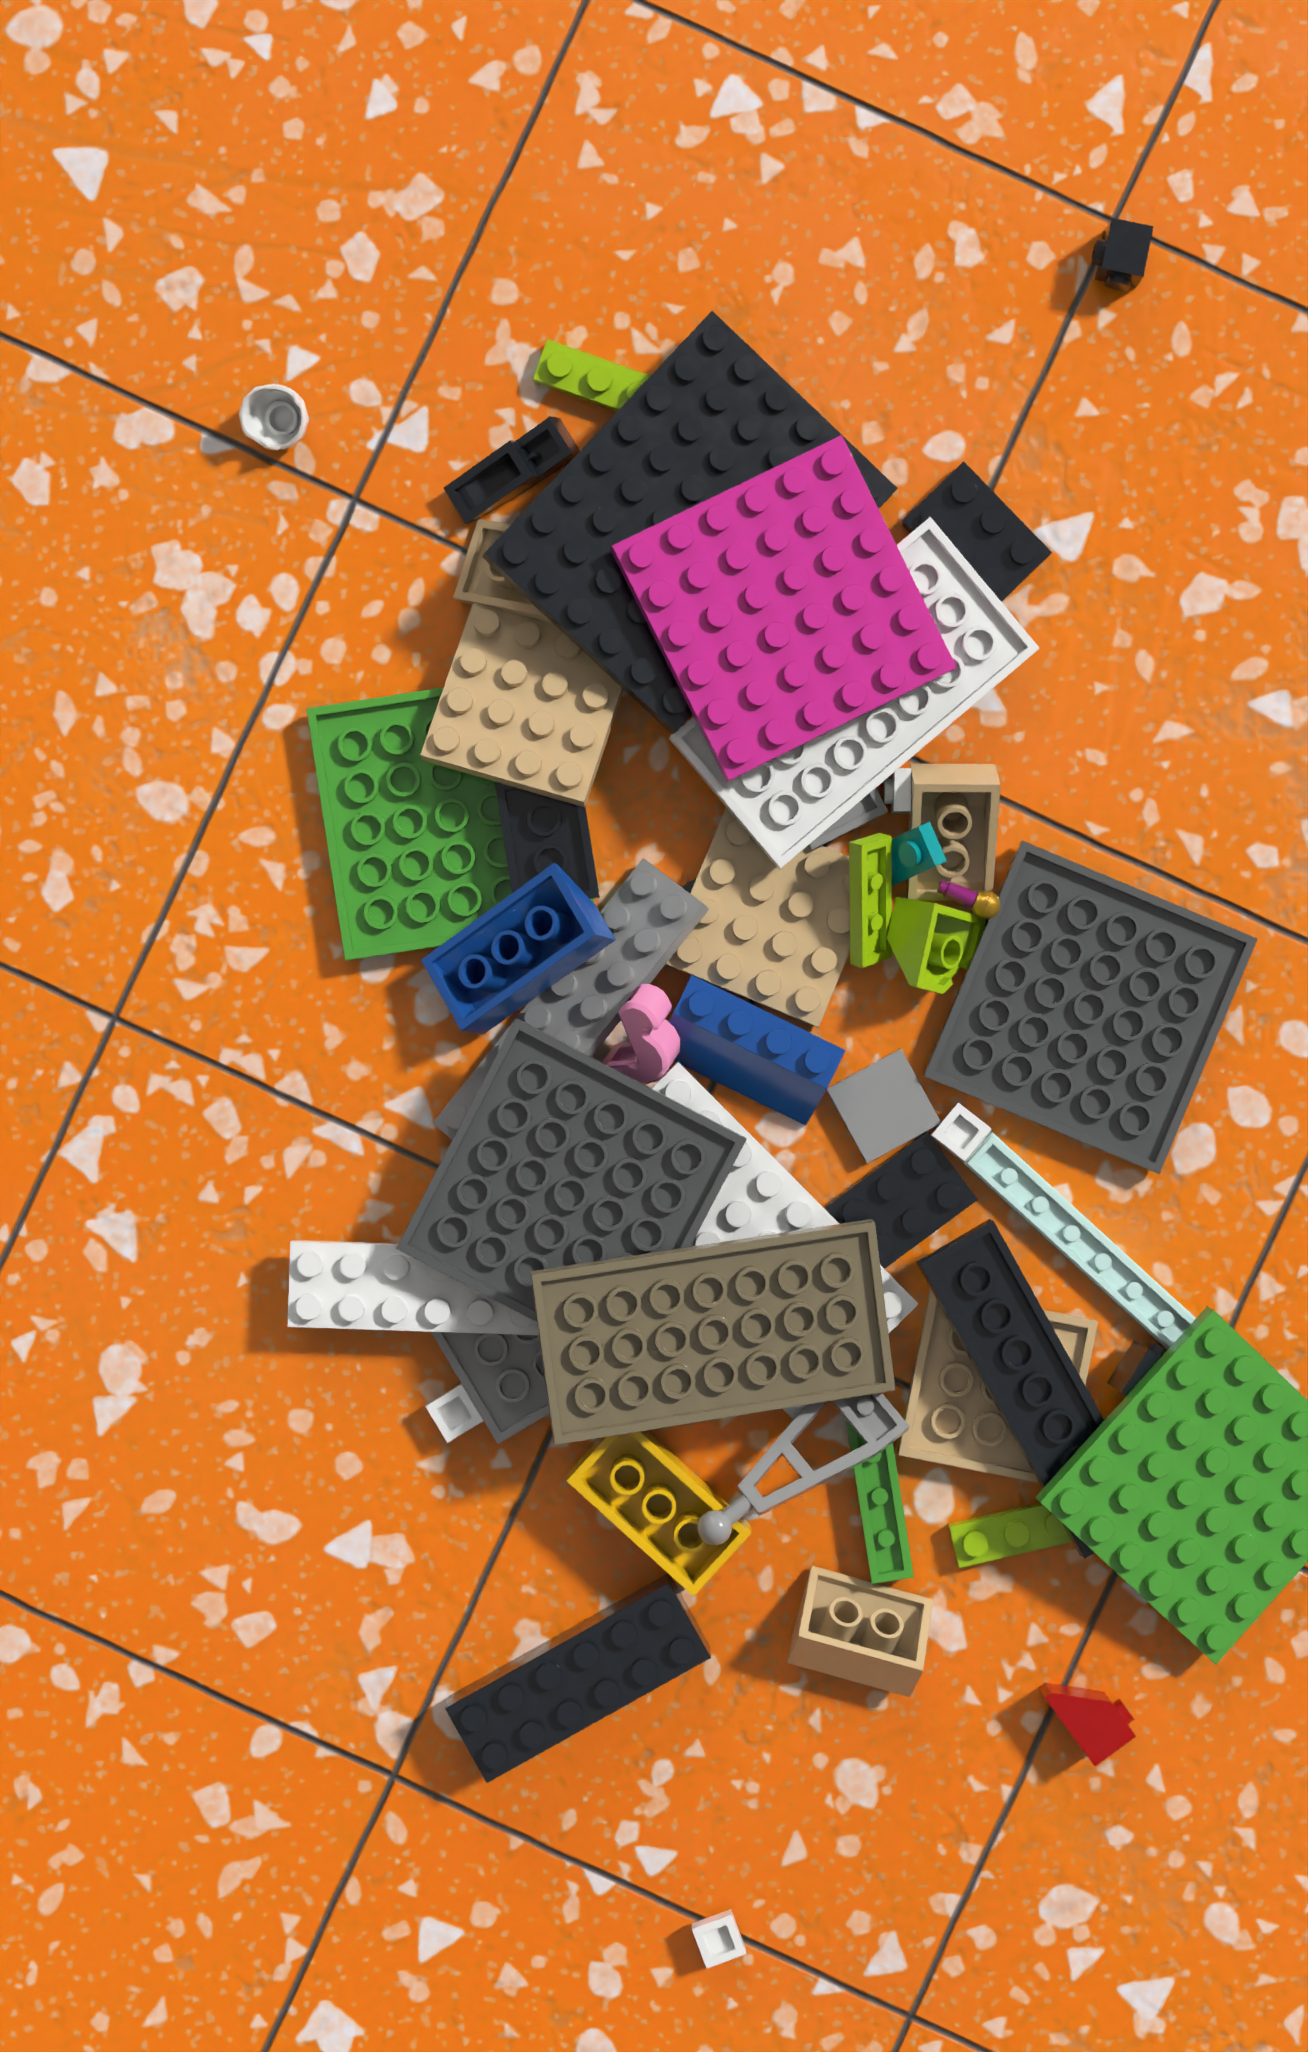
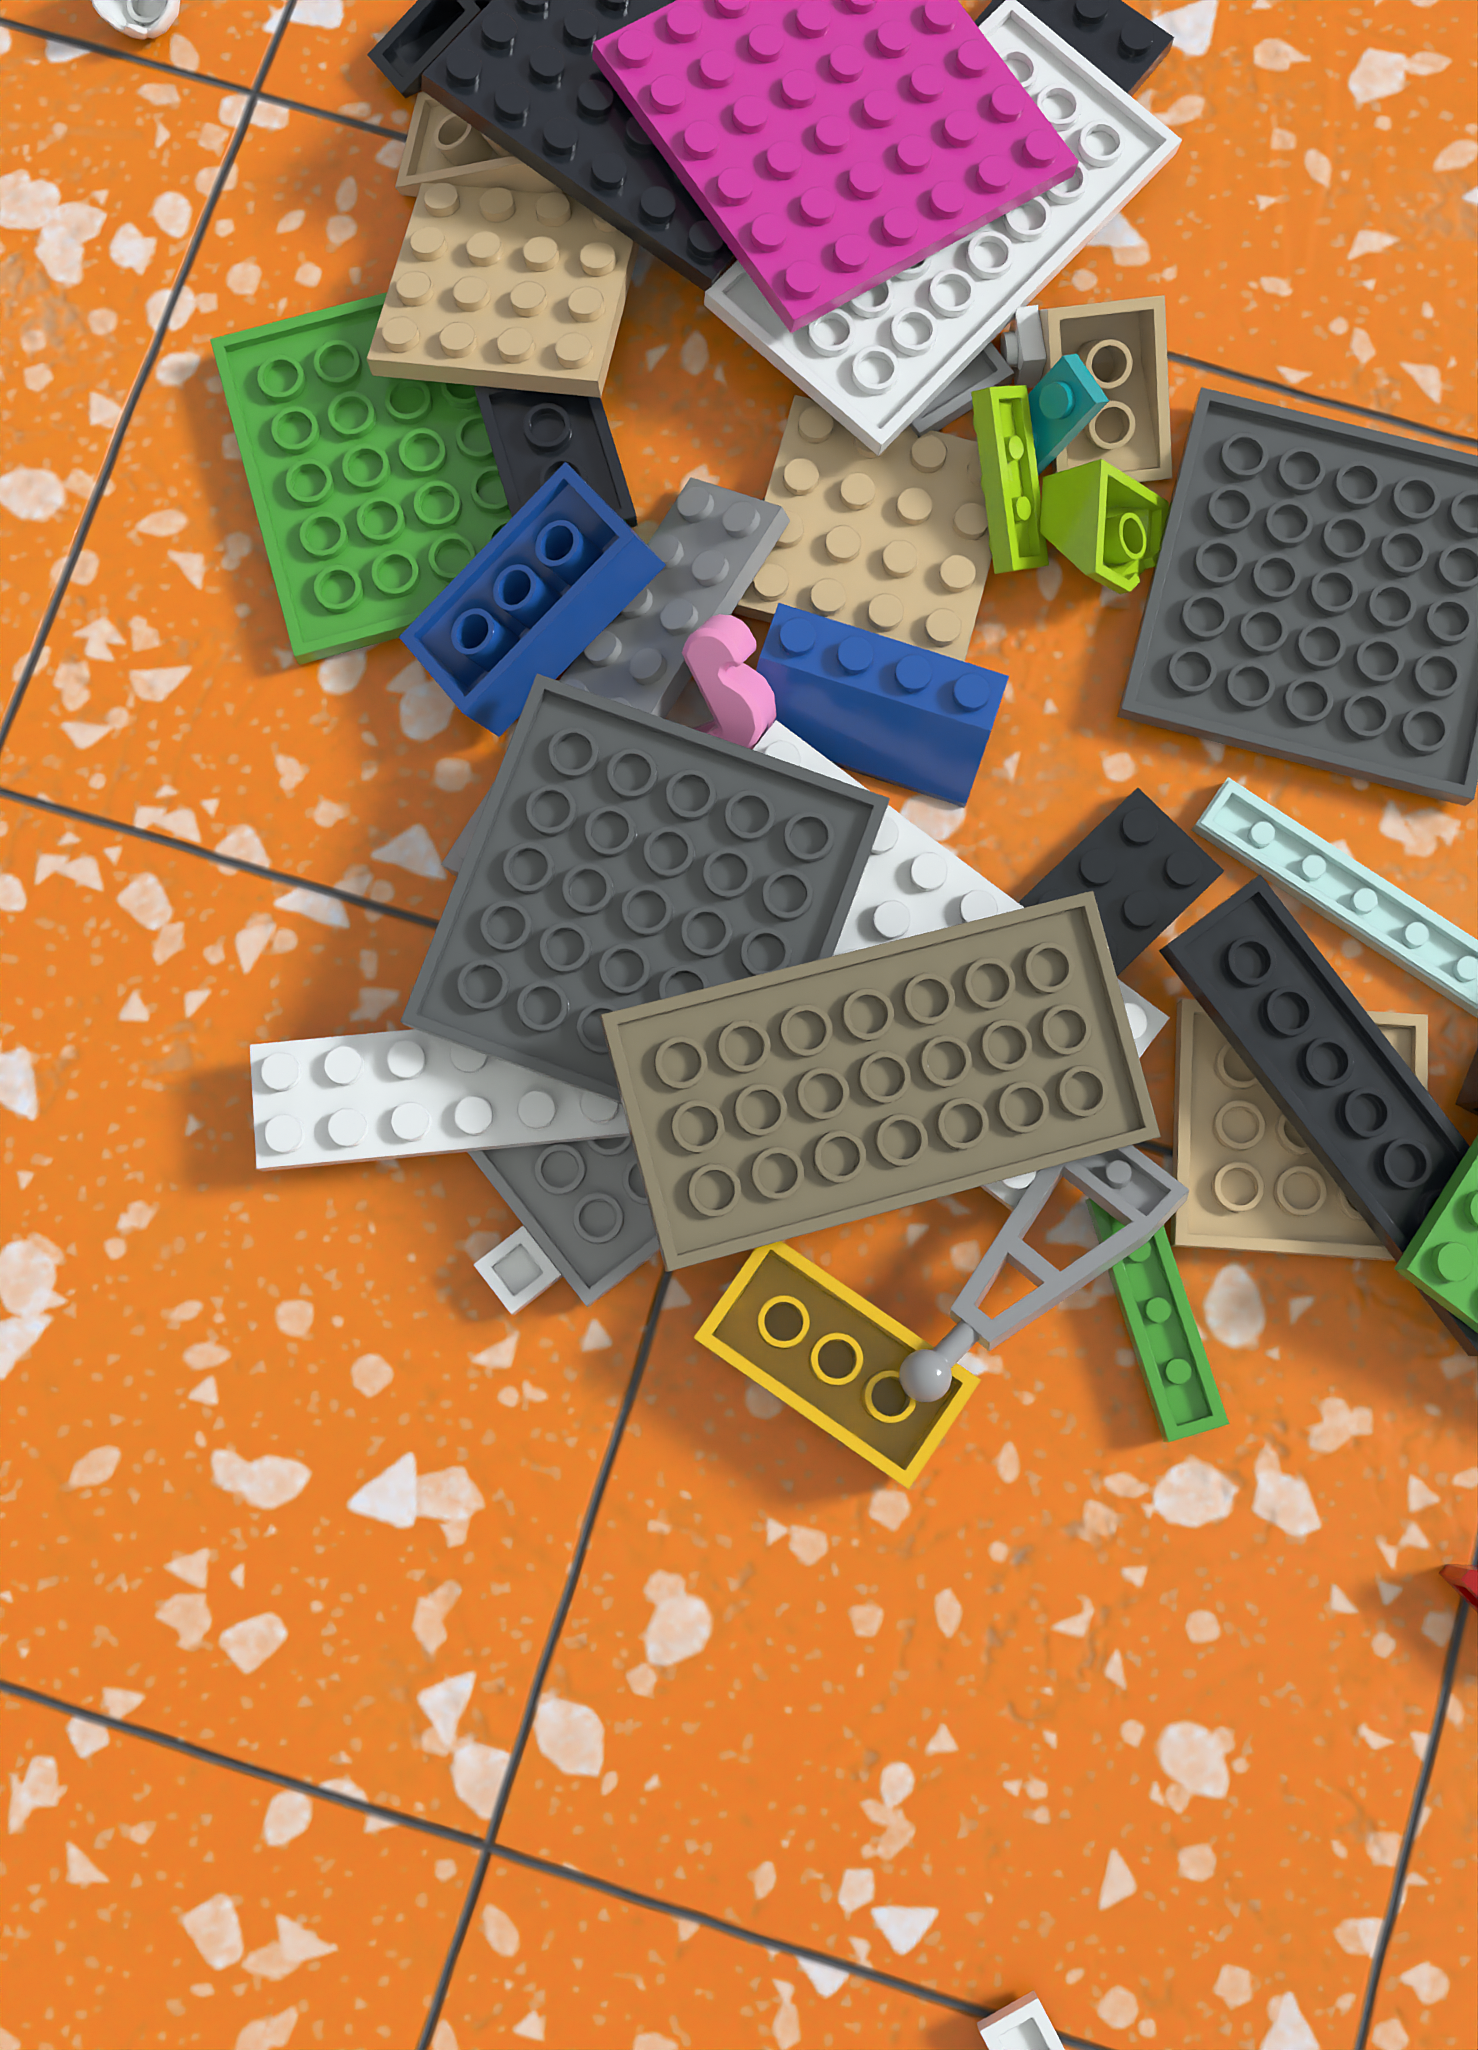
camera: 10 degrees left, 10 degrees down
(578, 1677) = (747, 1650): black brick -> none
(861, 1631) = (1165, 1520): tan slope -> none
(883, 1105) = (1070, 763): light grey tile -> none
(961, 1133) = (1186, 781): white plate -> none
(983, 903) = (1160, 475): piece -> none
(1006, 1534) = (1354, 1344): lime plate -> none

